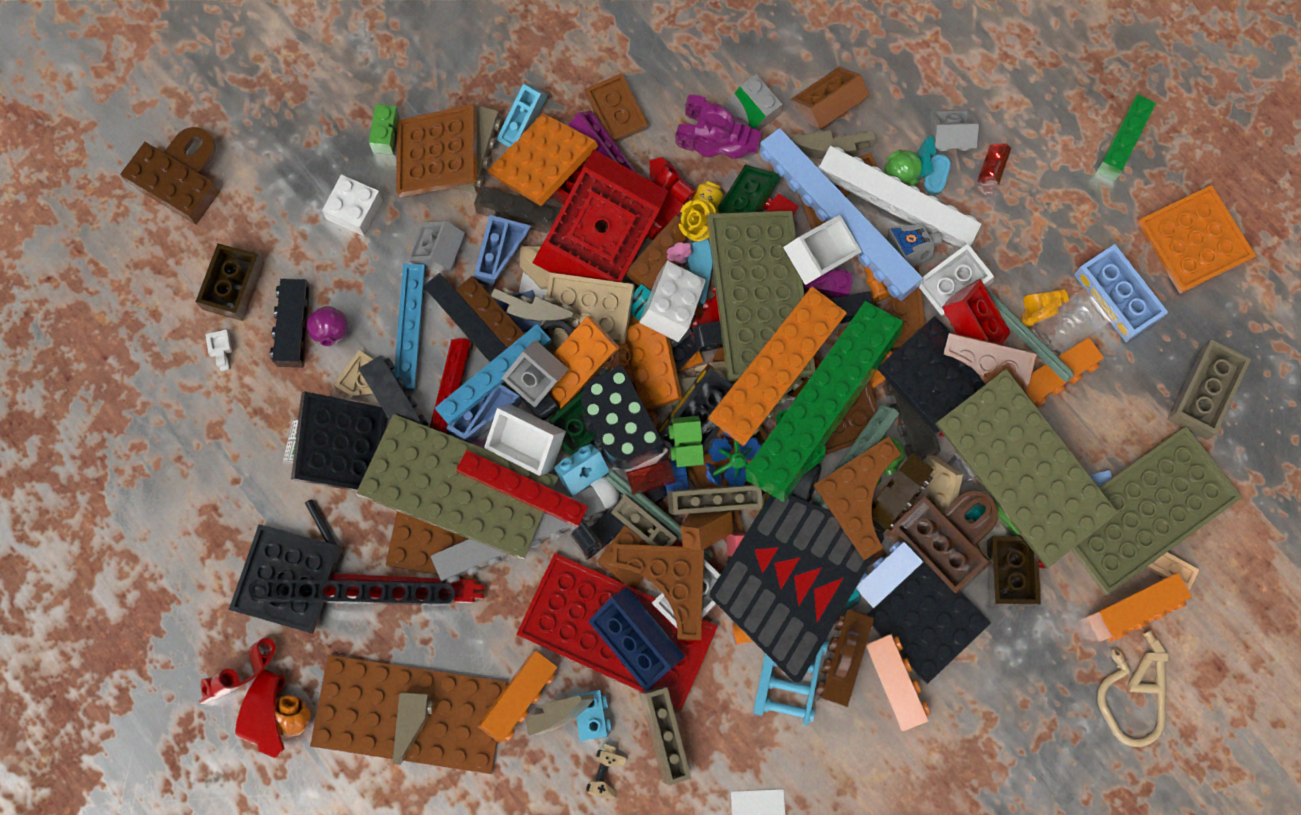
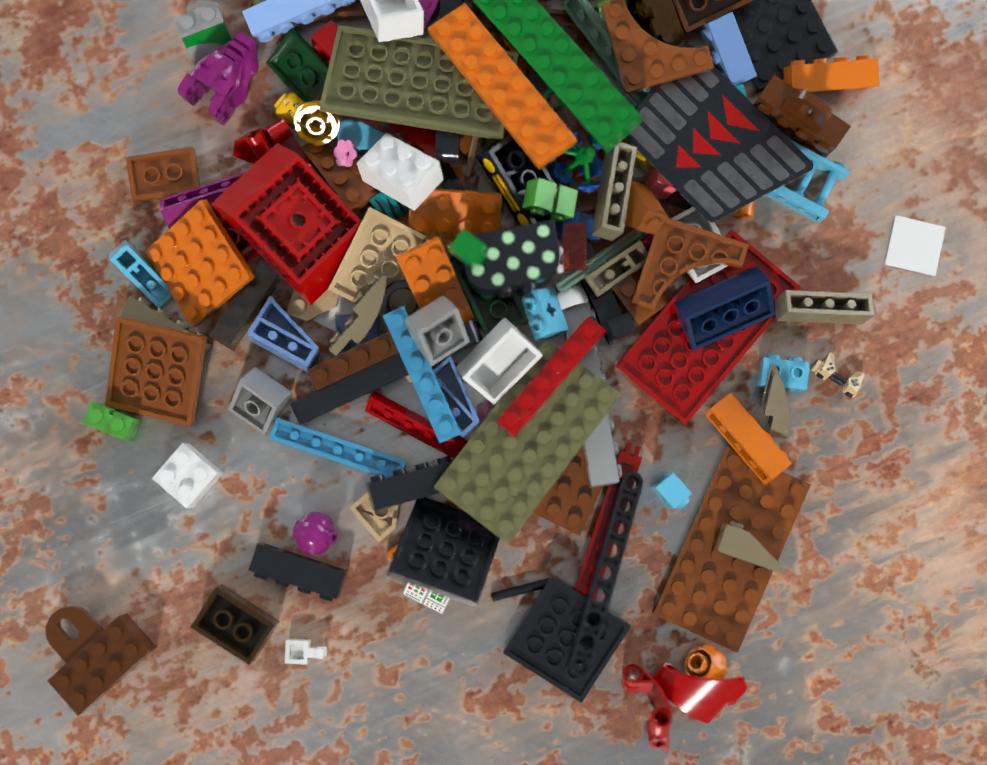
camera: 75 degrees left, 10 degrees up
(447, 636) = (671, 491): none -> medium azure brick
(610, 373) = (468, 249): none -> green brick

